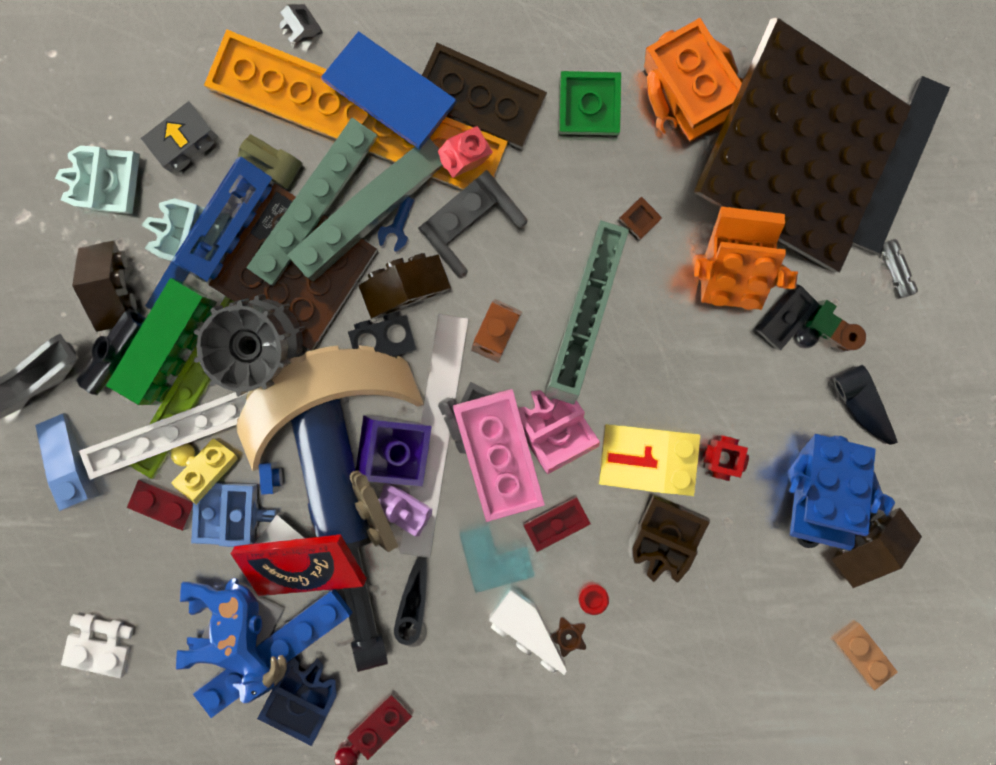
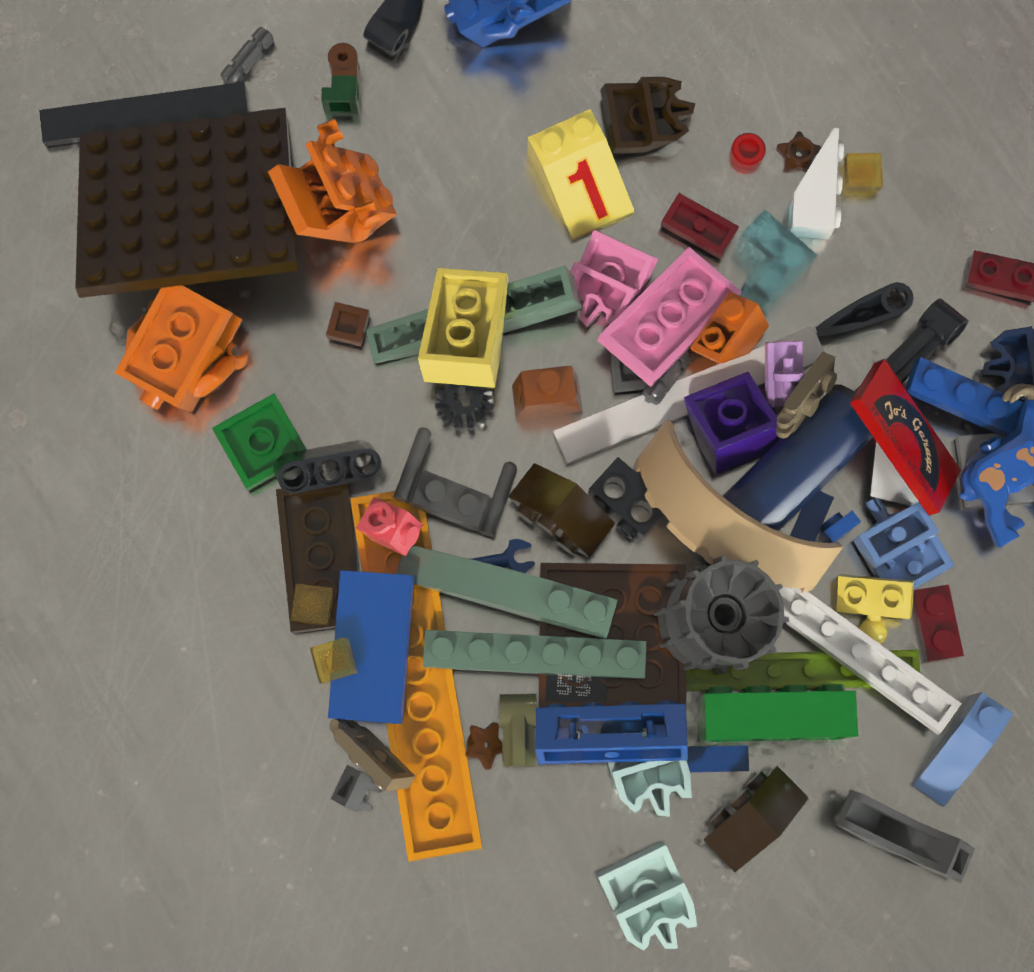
camera: 125 degrees left, 10 degrees down
(109, 351) = (818, 764): black piece -> none
(179, 137) = (553, 839): dark grey brick -> none
(280, 127) = (476, 741): none -> reddish brown plate
(288, 461) = (812, 517): none -> blue sticker
(311, 45) = (371, 755): none -> dark tan hinge
(392, 55) = (333, 660): none -> clear yellow plate
(445, 67) = (312, 604): none -> clear yellow plate
(459, 491) = (731, 330): none -> orange slope
(522, 674) = (863, 172): none -> clear yellow plate
(524, 258) = (467, 413): none -> black gear
(538, 122) = (343, 472): none -> black beam
(579, 294) = (464, 328): none -> light yellow slope
(736, 458) = (534, 104): red brick -> none
(789, 319) = (364, 126): black plate -> none

